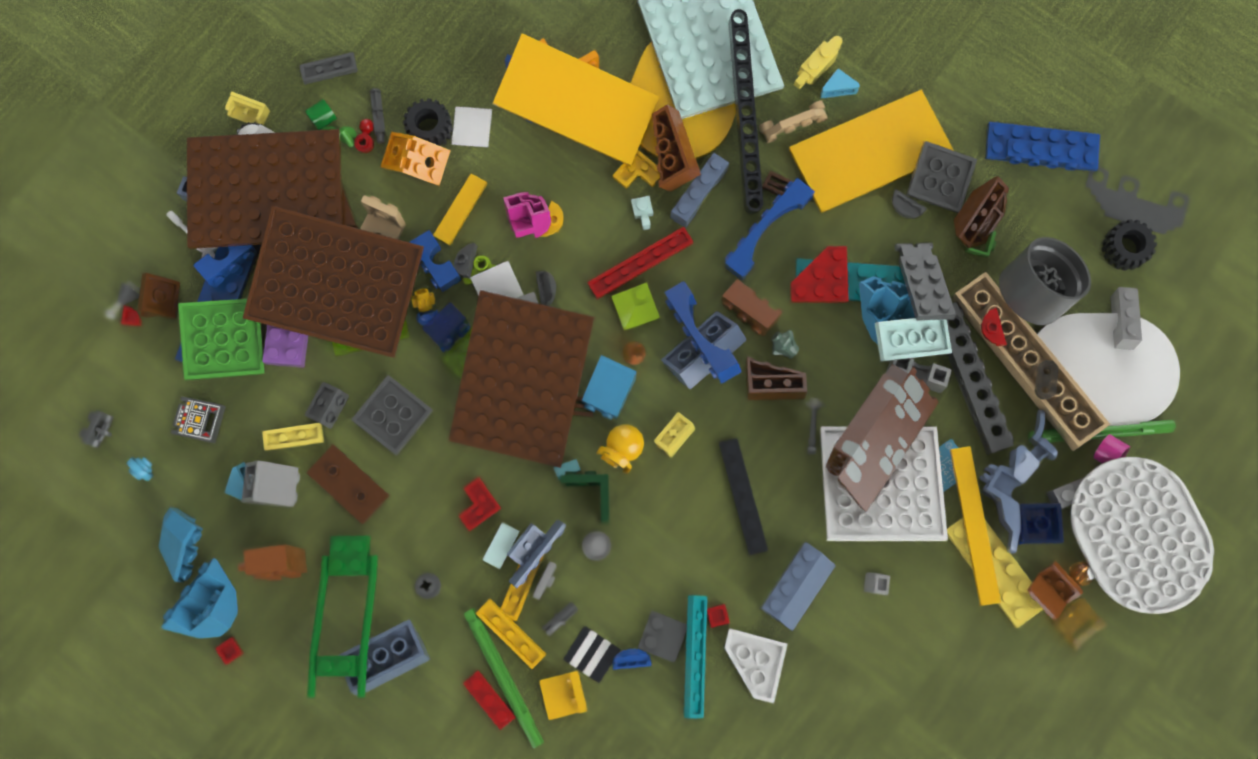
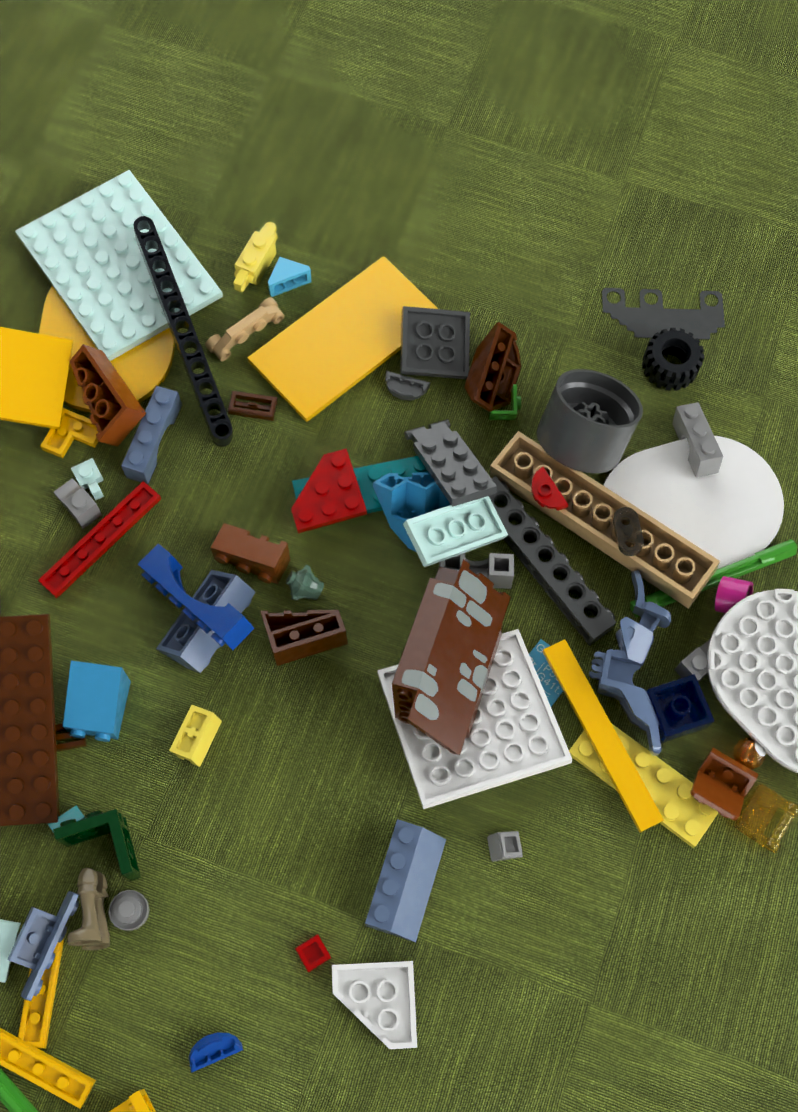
camera: 20 degrees left, 10 degrees down
(546, 580) = (71, 978): light grey plate -> none
(560, 618) = (103, 1025): dark grey axle -> none
(574, 526) = (94, 927): none -> dark tan piece
(591, 654) = (158, 1061): black sticker -> none
(623, 445) = (130, 768): yellow tile -> none
(630, 228) = (78, 503): none -> light grey arch
(634, 352) = (118, 648): clear orange piece -> none
(635, 307) = (107, 593): lime plate -> none
(662, 636) = (247, 1004): dark grey plate -> none
(695, 657) = (297, 1019): teal plate -> none
(743, 496) = (305, 788): black plate -> none
(795, 197) = (269, 410): blue arch -> none
(814, 404) = (362, 646): dark grey piece -> none
(1042, 146) = (540, 282): blue plate -> none

